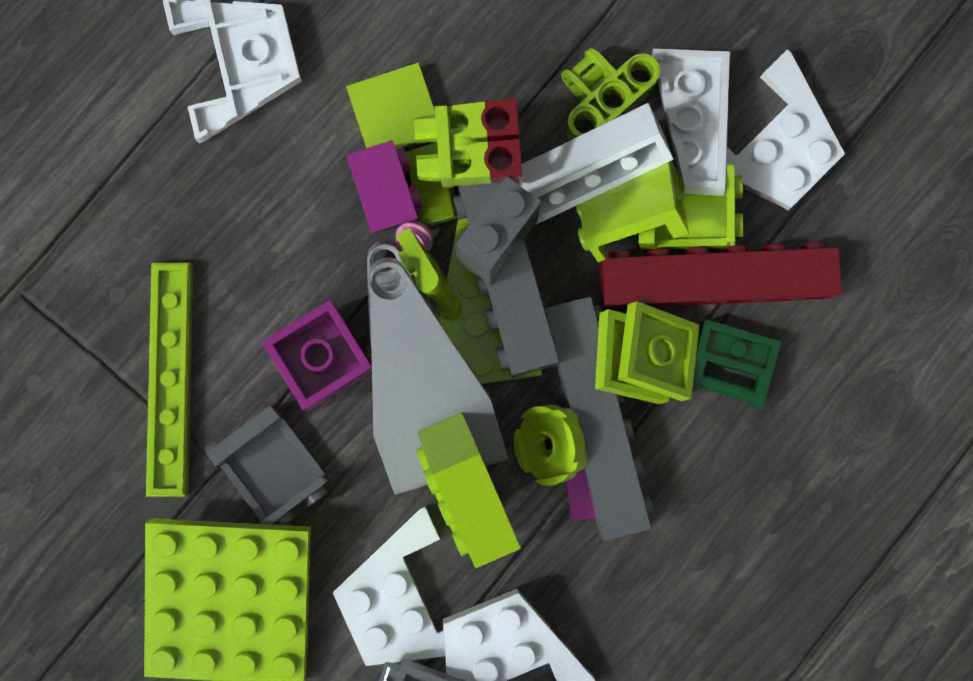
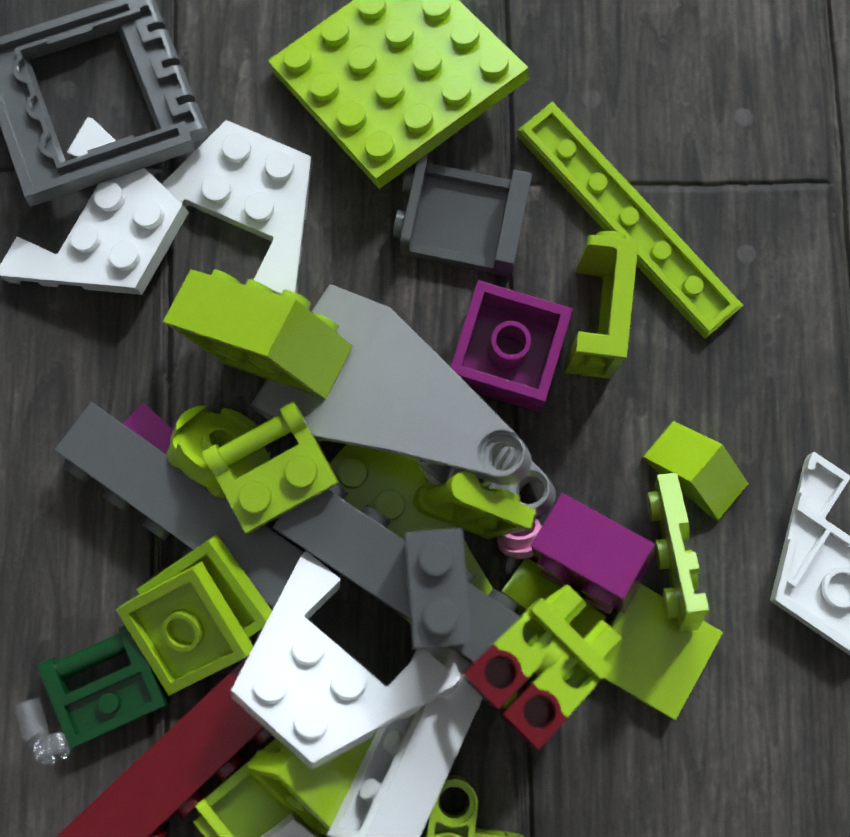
camera: 135 degrees right, 5 degrees down
(233, 324) = (614, 260): none -> lime panel
(272, 192) = (702, 466): none -> lime slope
(313, 180) = (668, 508): none -> lime wing
(535, 383) = (278, 483): none -> lime plate
(615, 245) = (316, 692): none -> white wing
(794, 368) = (36, 734): none -> clear arm

